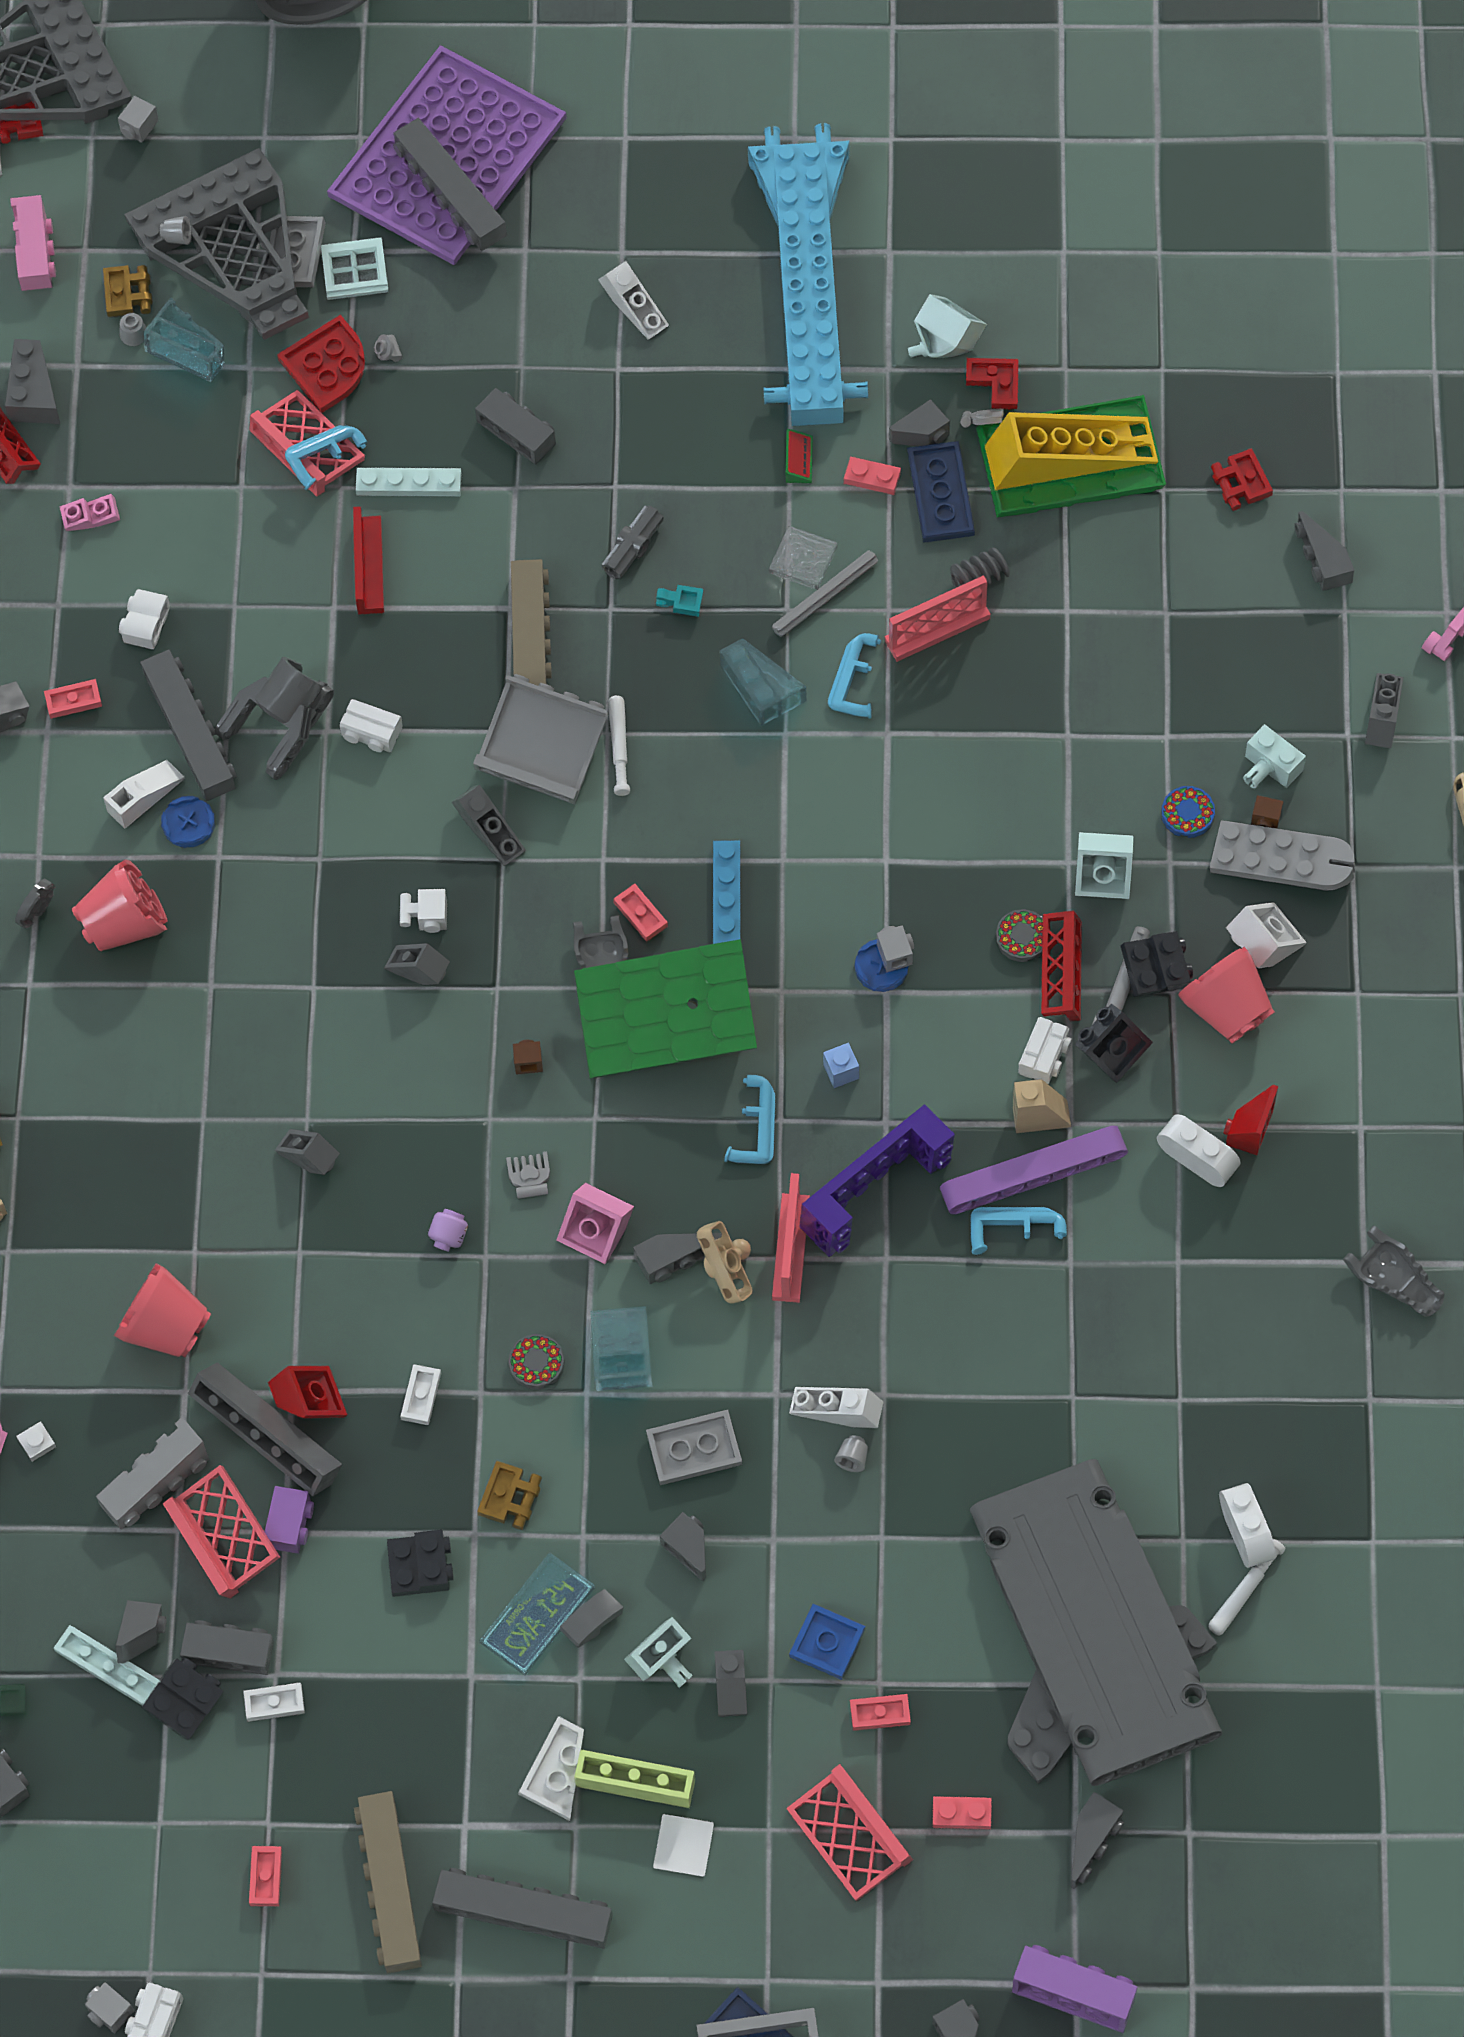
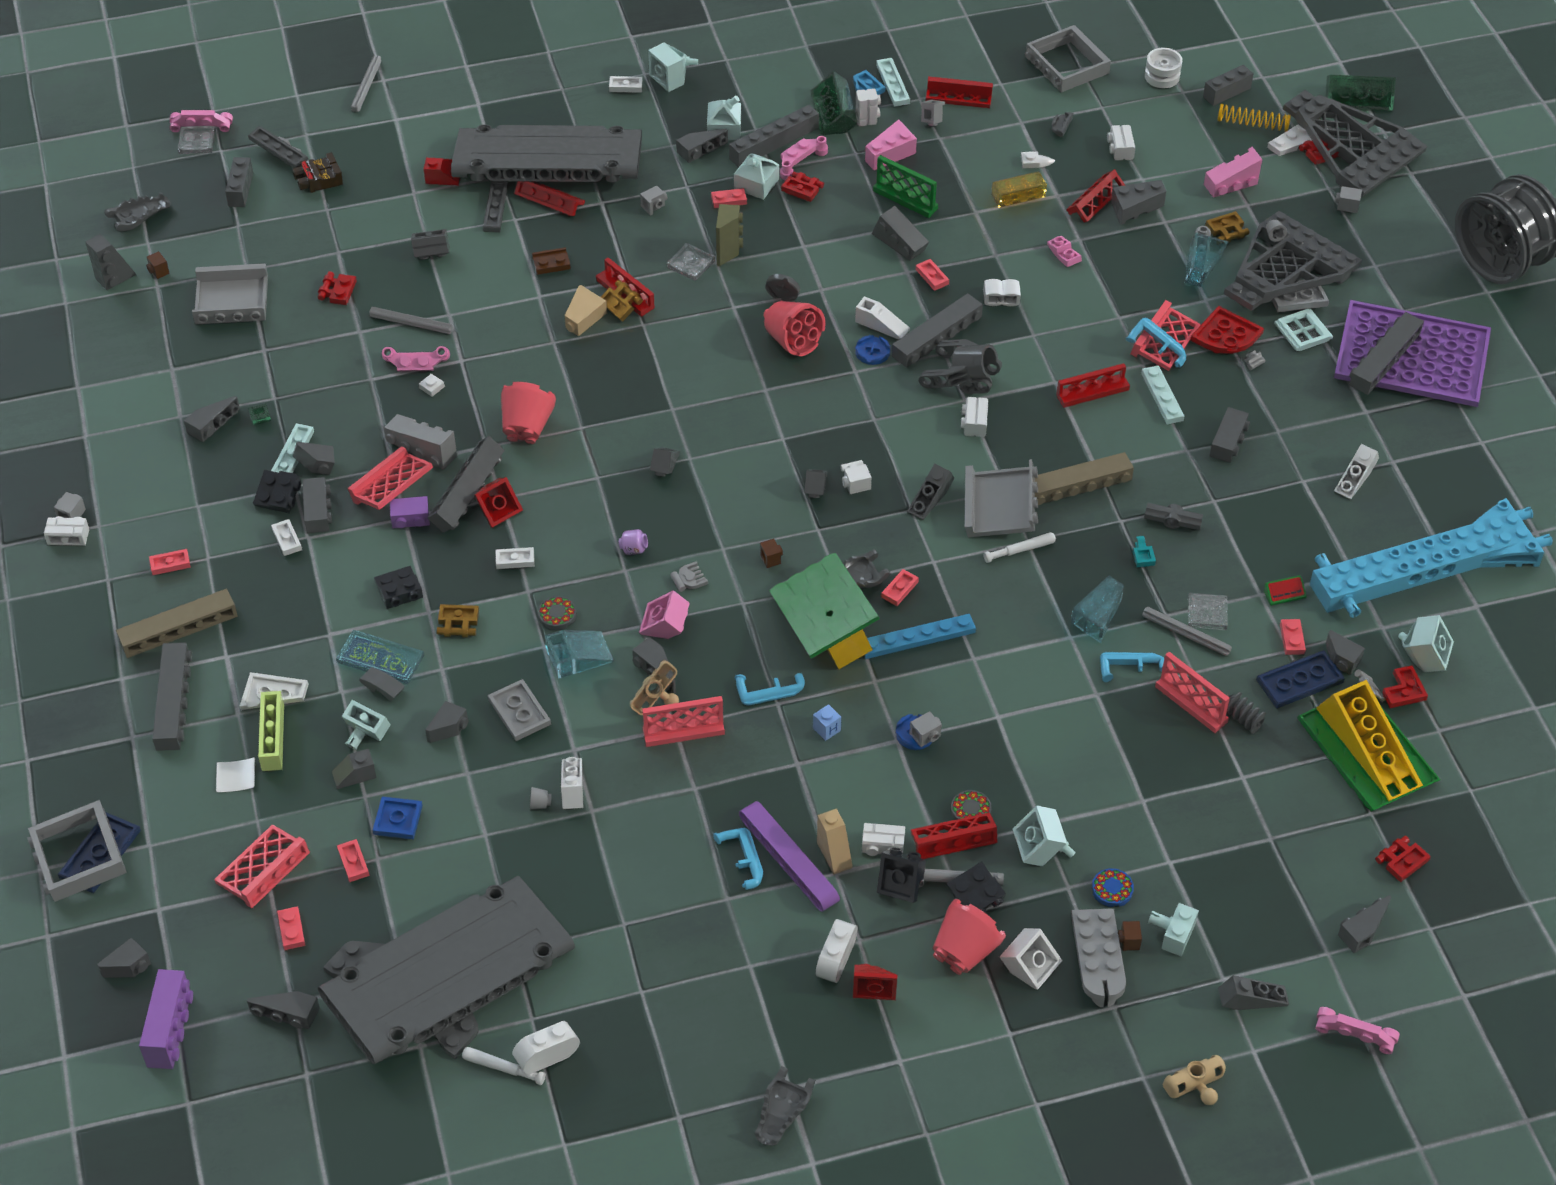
camera: 70 degrees right, 15 degrees down
(824, 1212) = (708, 729): dark purple plate -> none

